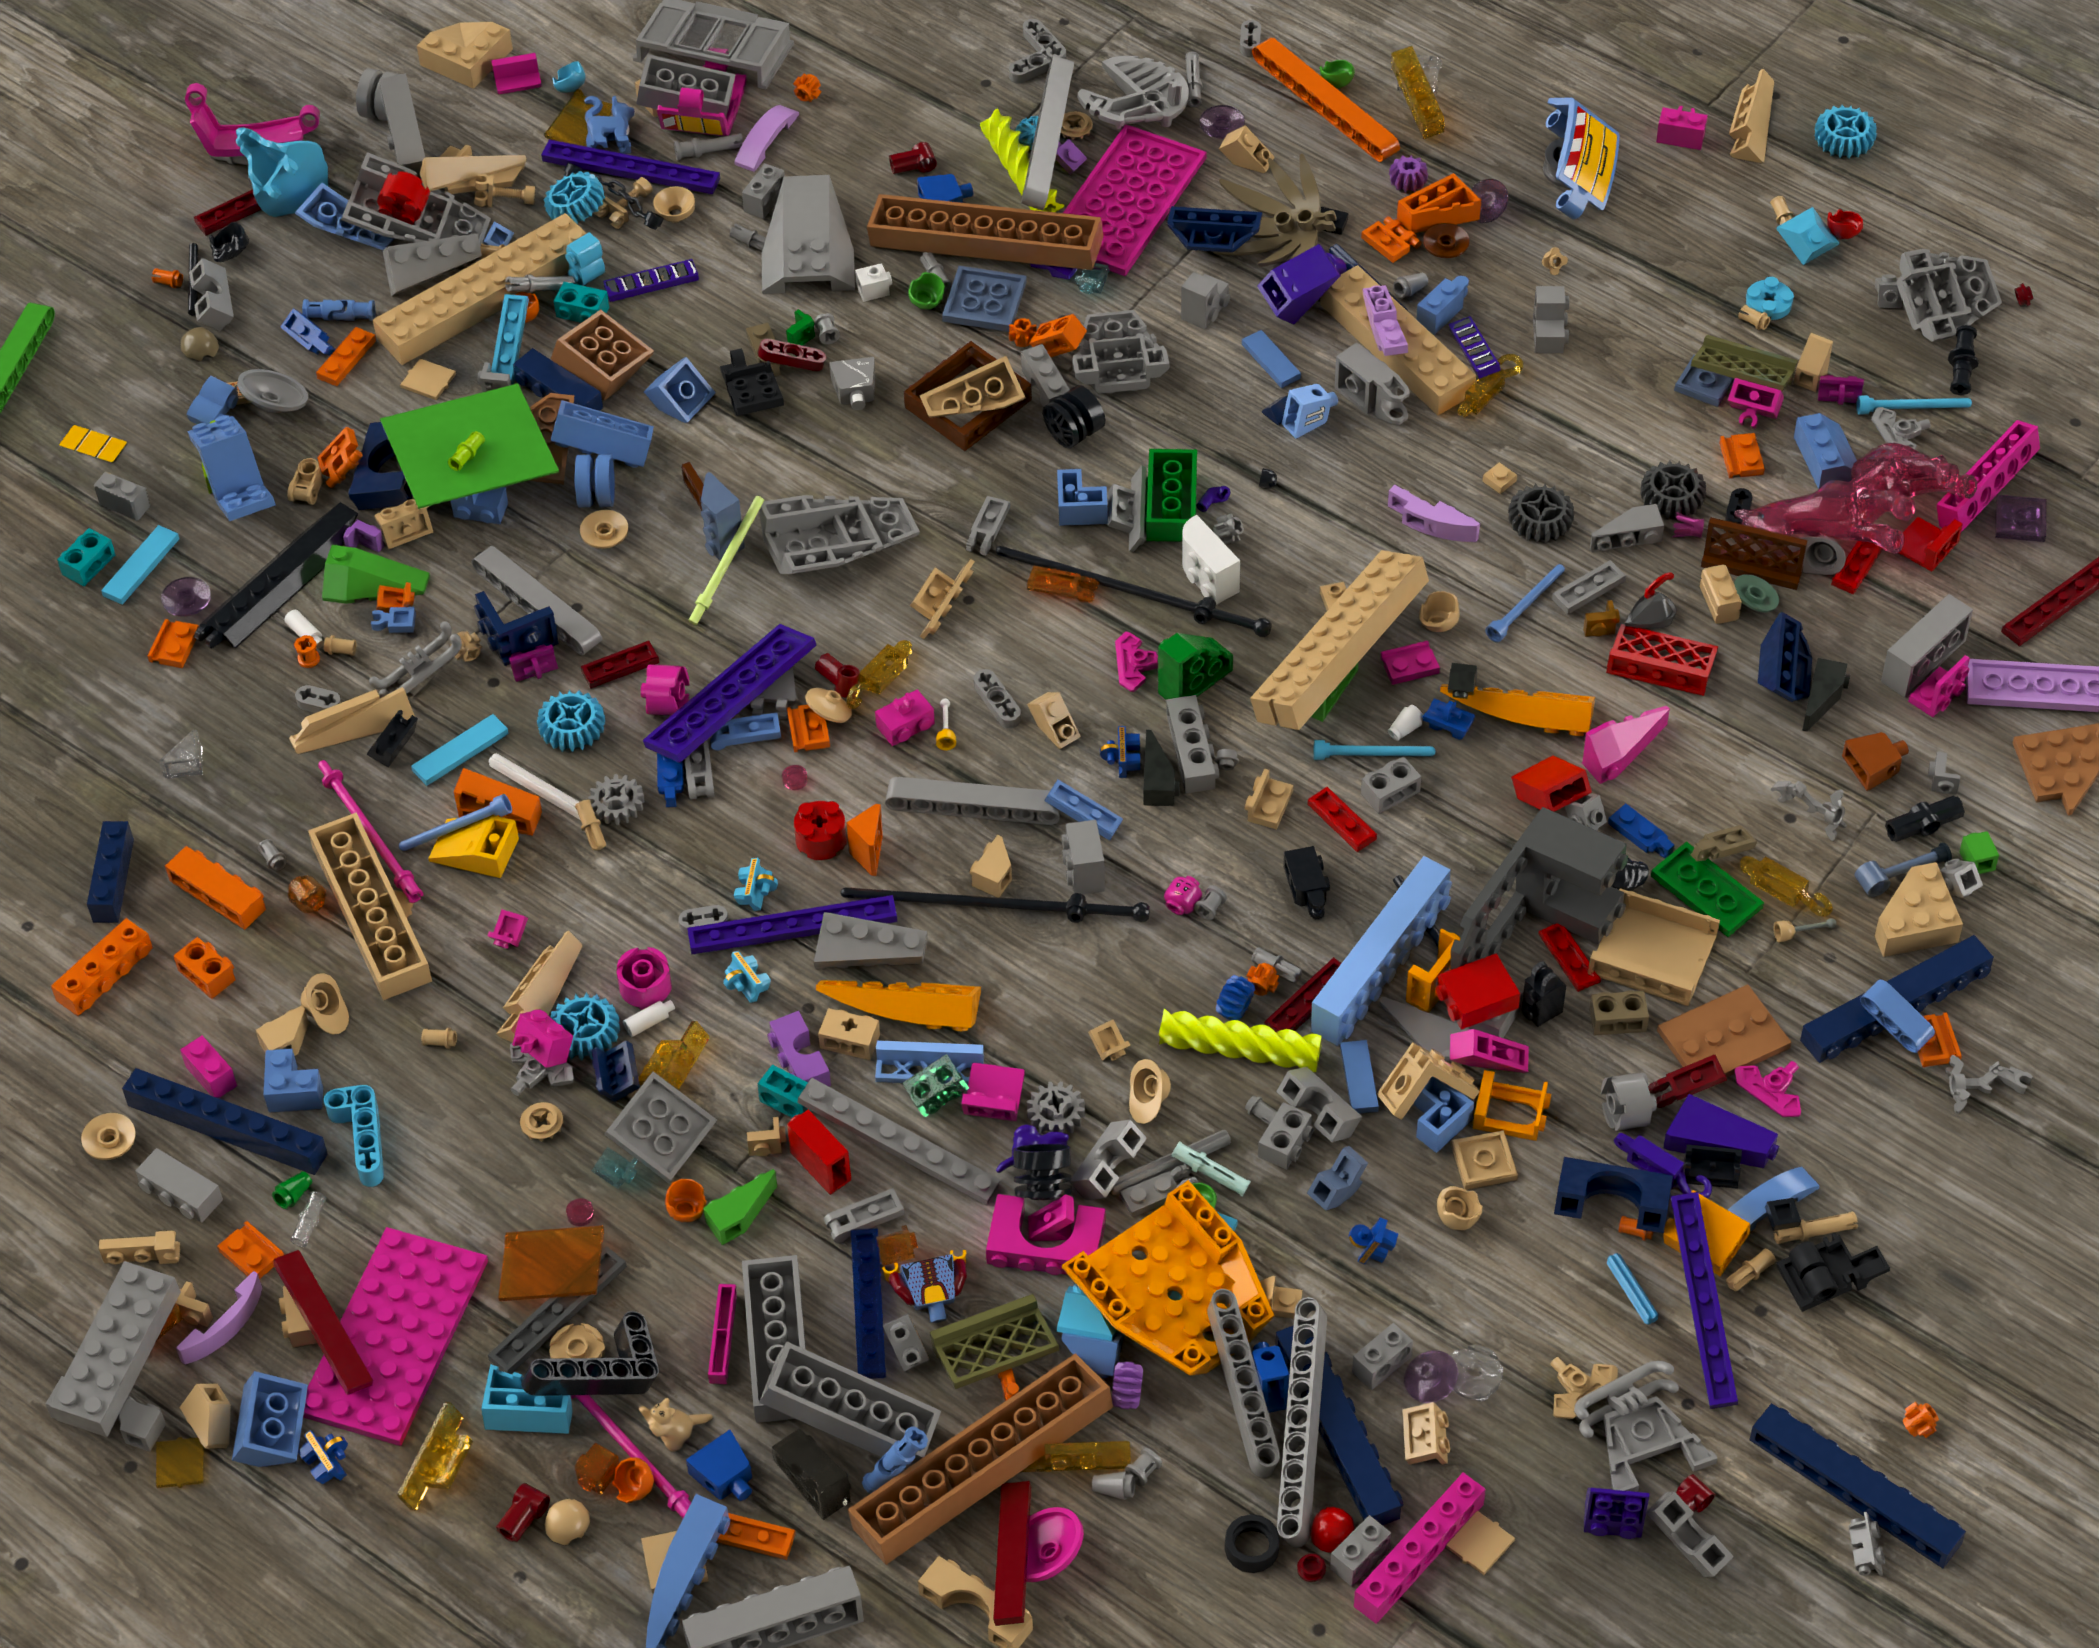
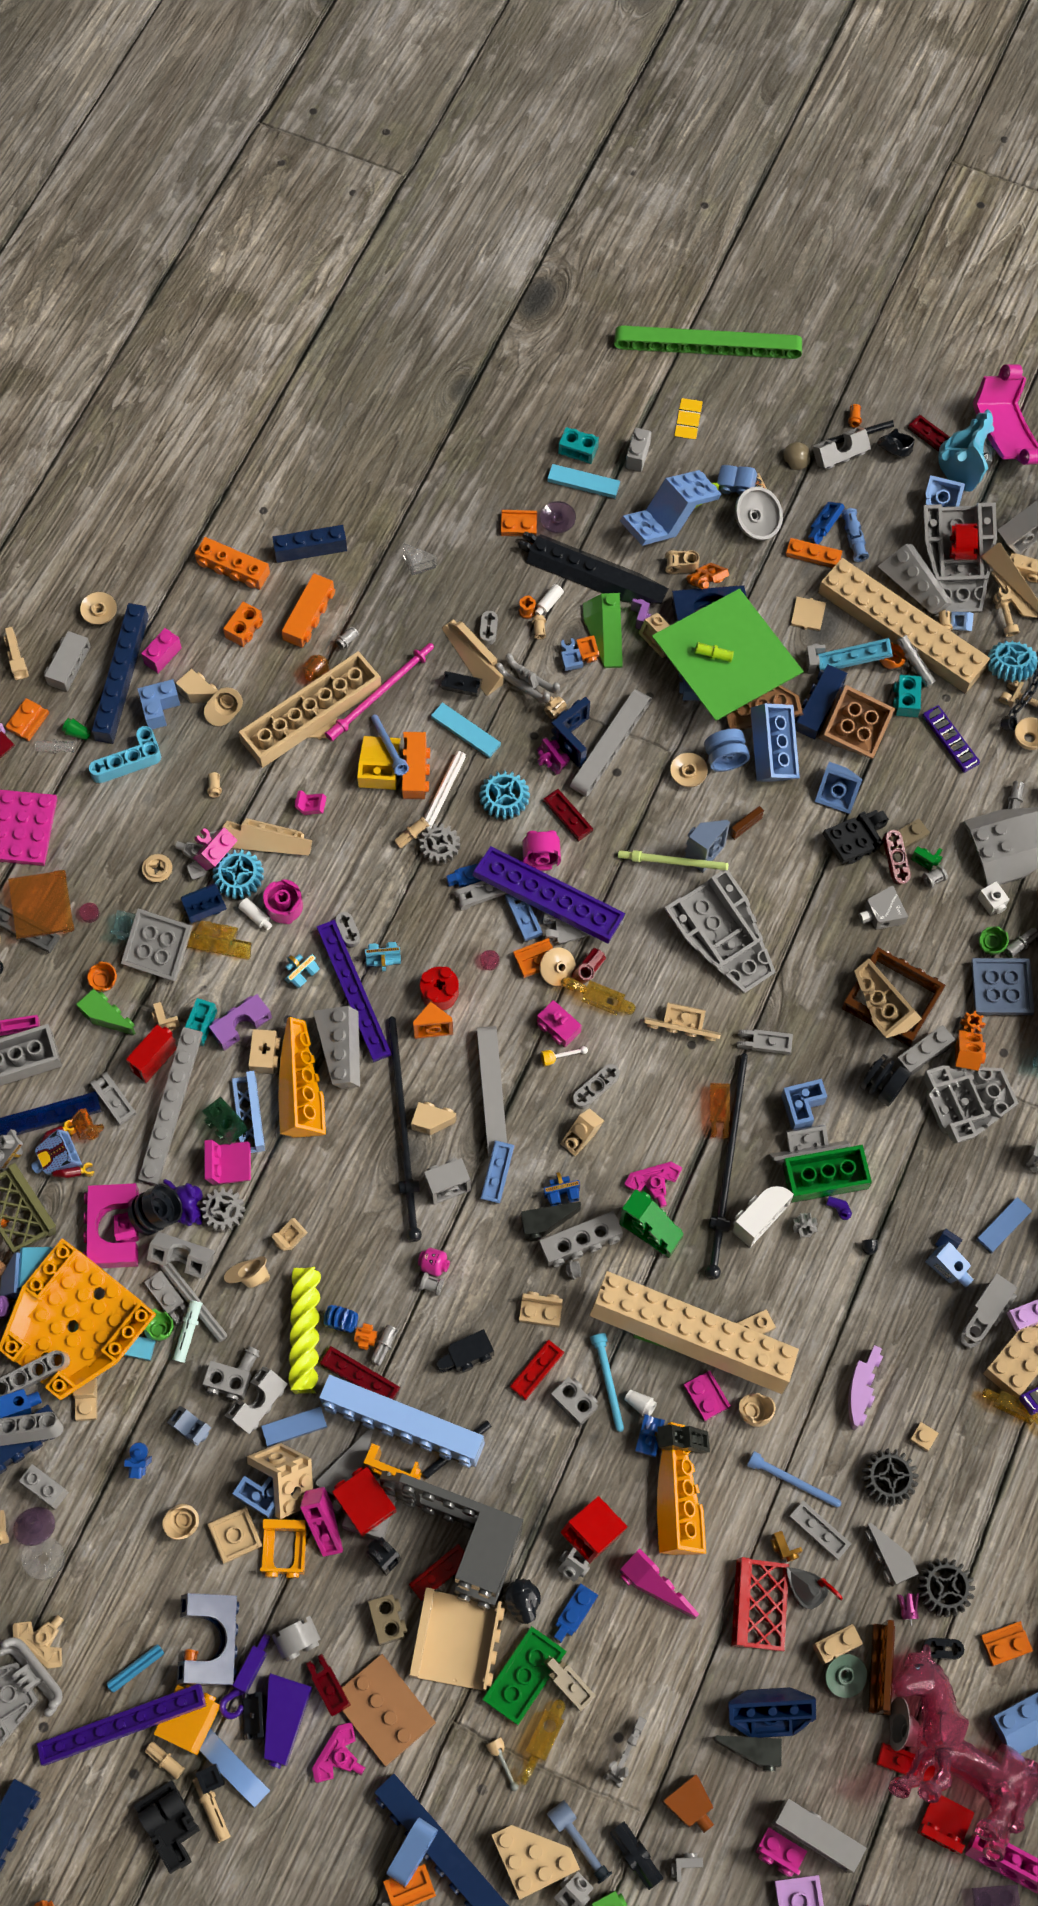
camera: 75 degrees right, 15 degrees up
(585, 259) = (948, 684): medium azure brick -> none

